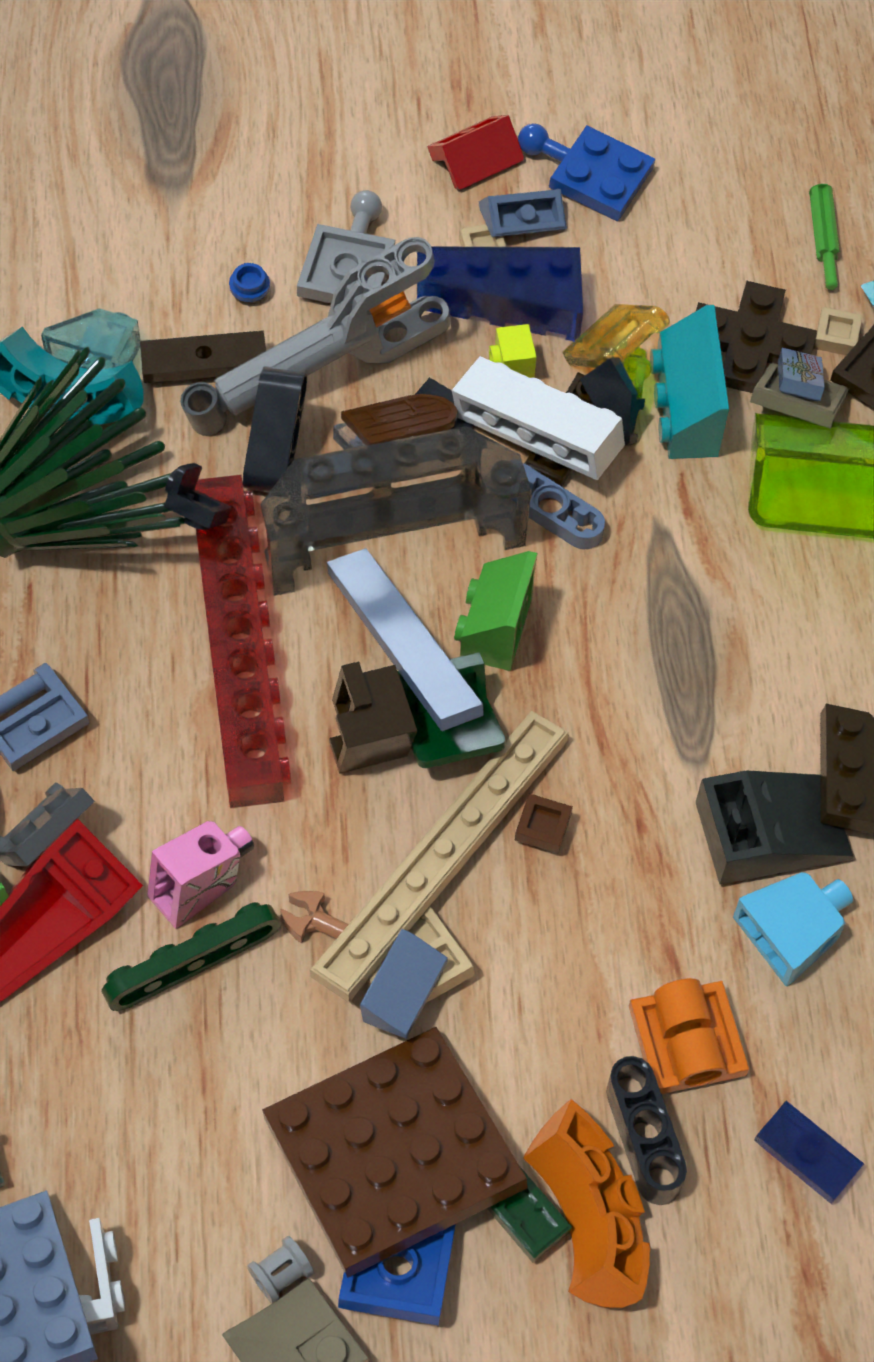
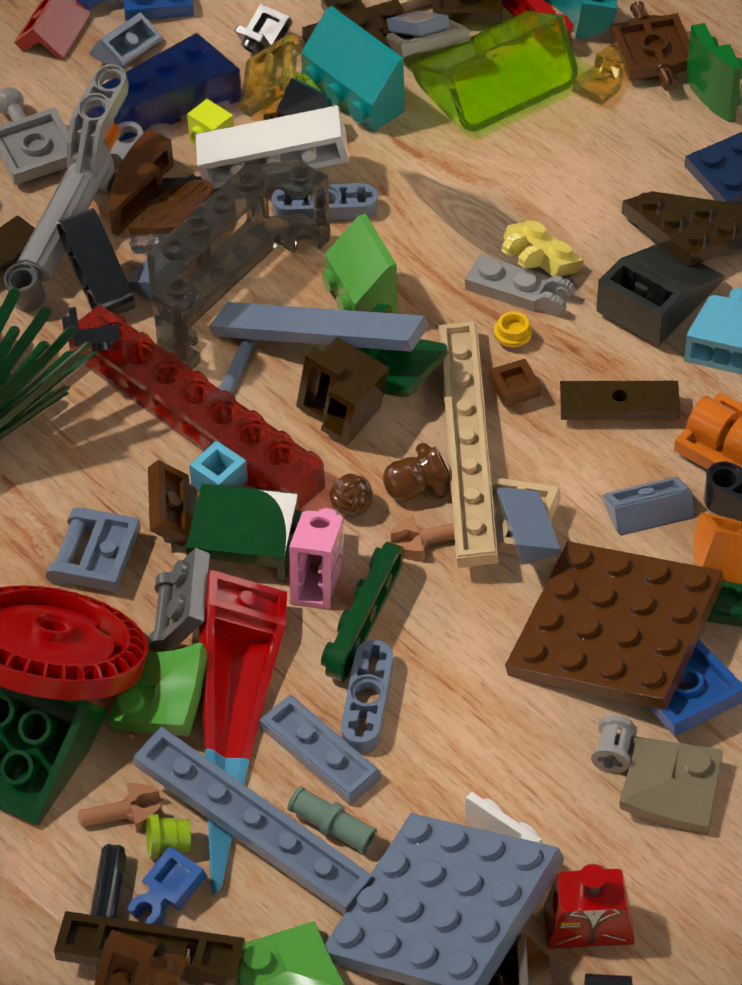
camera: 35 degrees left, 10 degrees down
(35, 1063) = (320, 749): none -> sand blue tile
(119, 1063) = (362, 680): none -> sand blue beam
(128, 718) = (169, 502): none -> reddish brown plate
(161, 789) = (245, 526): none -> dark green panel
(194, 719) = (218, 467): none -> medium azure plate
(288, 830) = (351, 495): none -> reddish brown piece
(311, 625) = (238, 365): none -> sand blue bar
(358, 852) = (413, 475): none -> reddish brown animal
(399, 366) = (139, 179): none -> reddish brown slope
(551, 1045) = (649, 505): none -> sand blue slope
(595, 766) = (513, 329): none -> yellow plate
(601, 898) = (619, 400): none -> dark brown tile
(645, 720) = (519, 286): none -> light grey hinge
(657, 284) = (264, 29): none -> bracket
(700, 700) = (540, 249): none -> light yellow hinge

